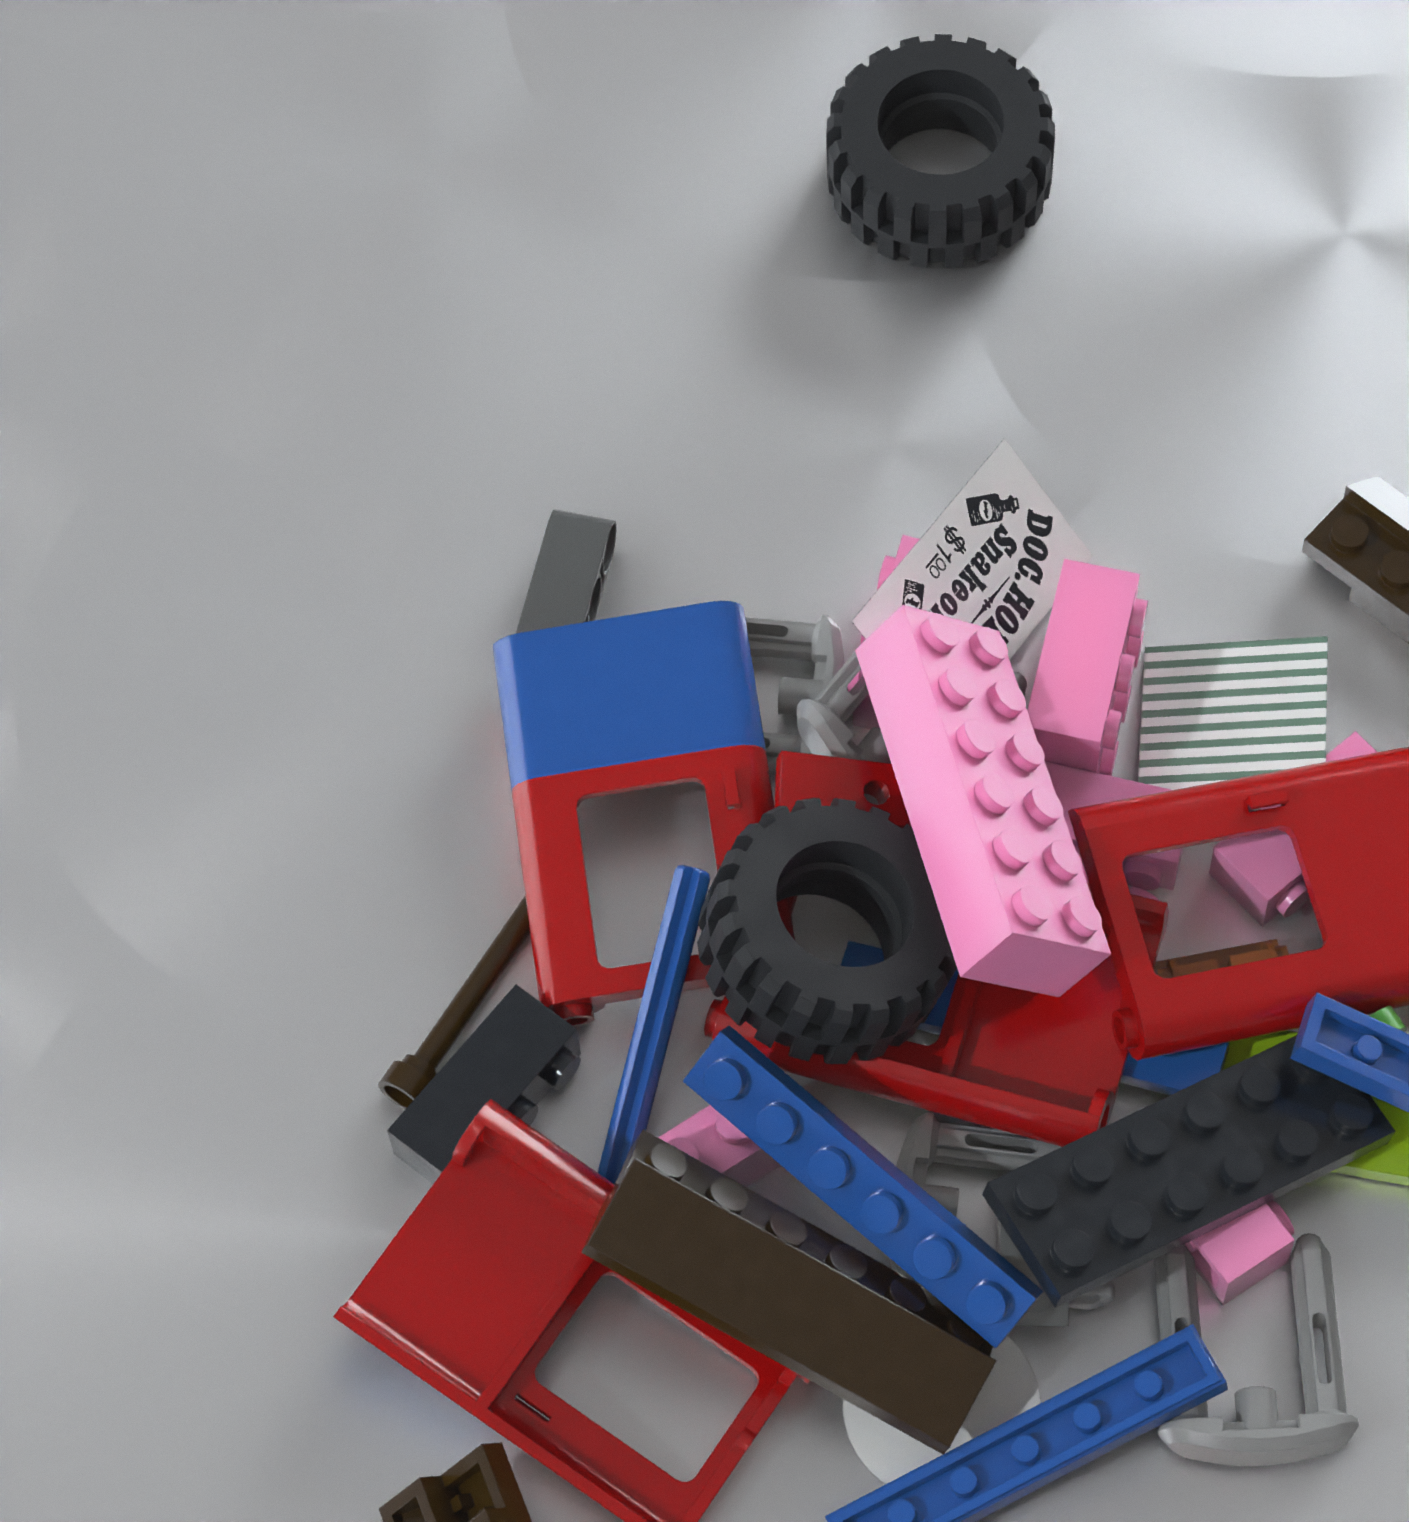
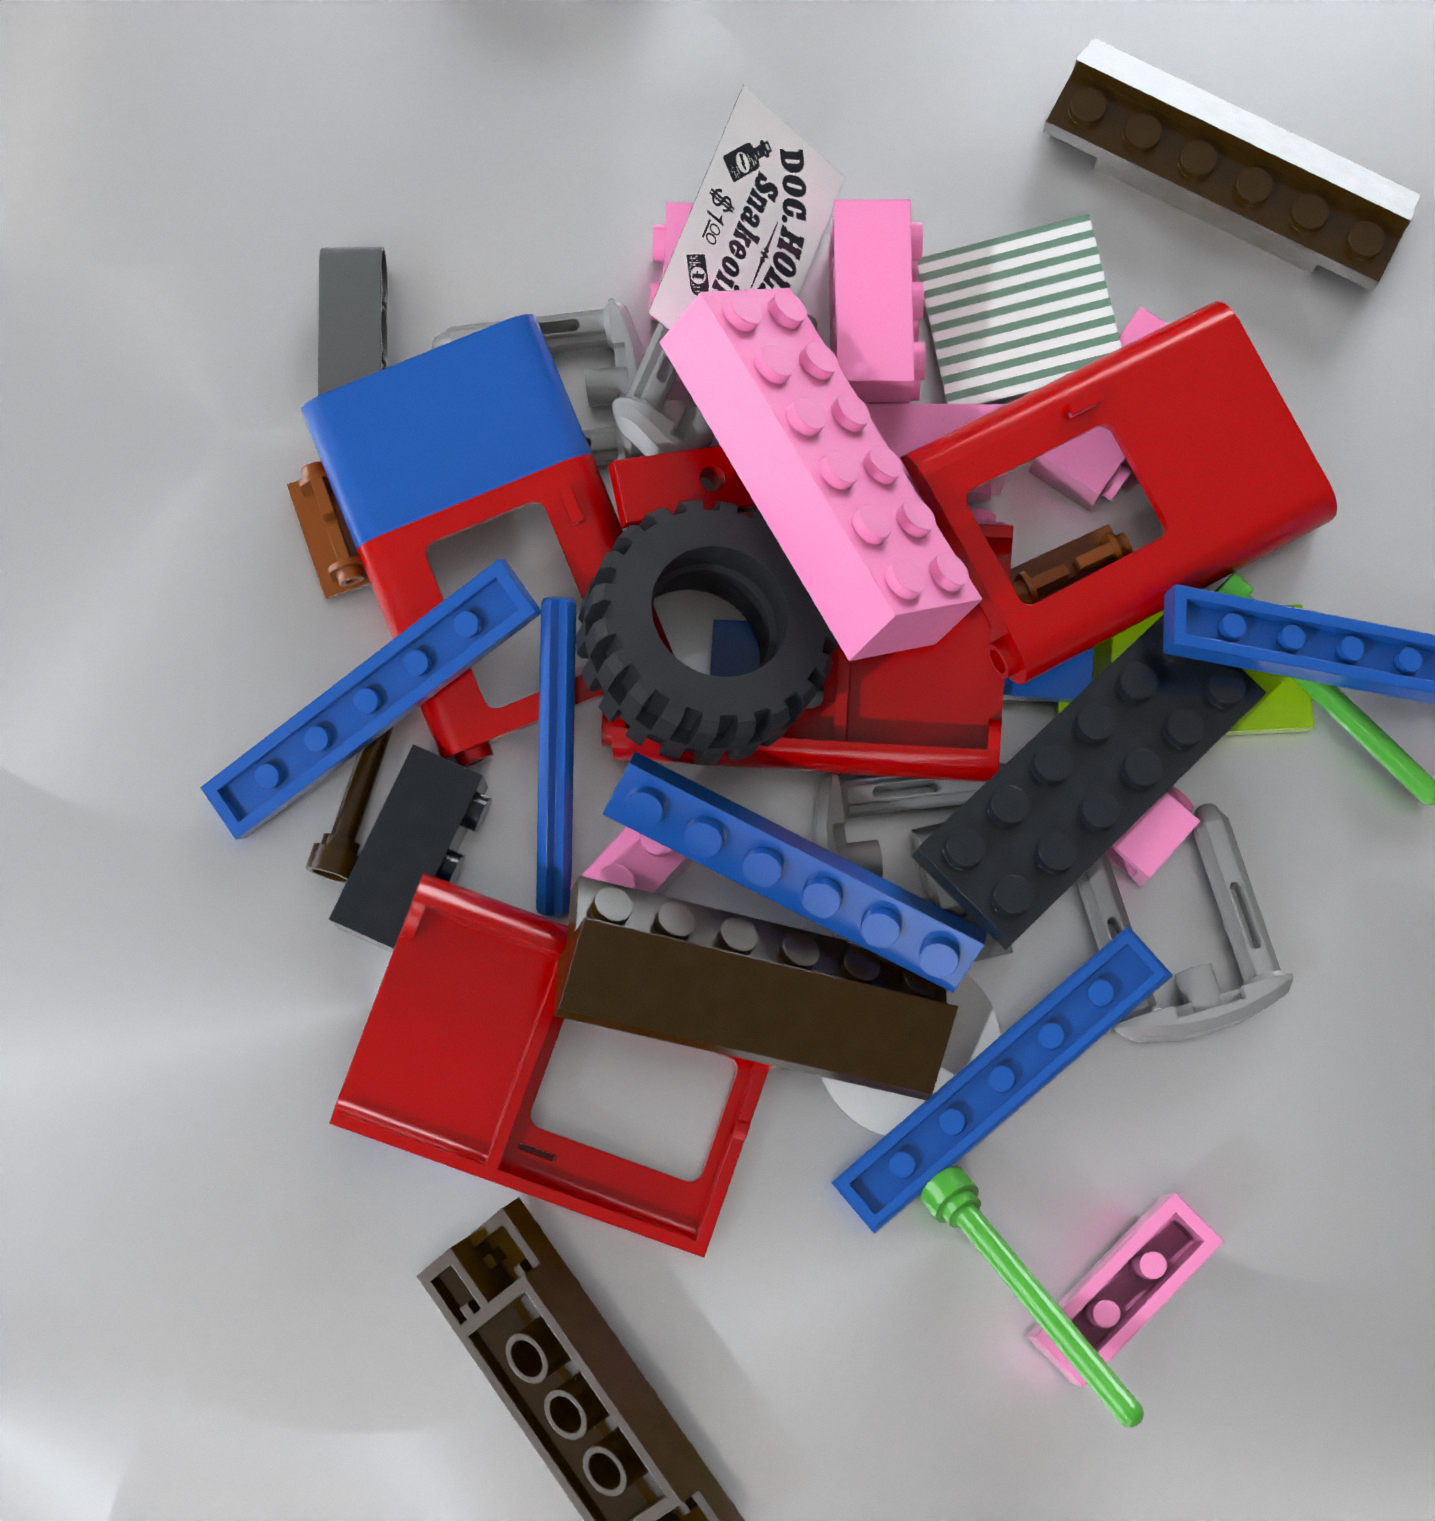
camera: 20 degrees left, 15 degrees up
(485, 930) = (371, 699): none -> blue plate
(487, 774) = (326, 533): none -> dark orange hinge

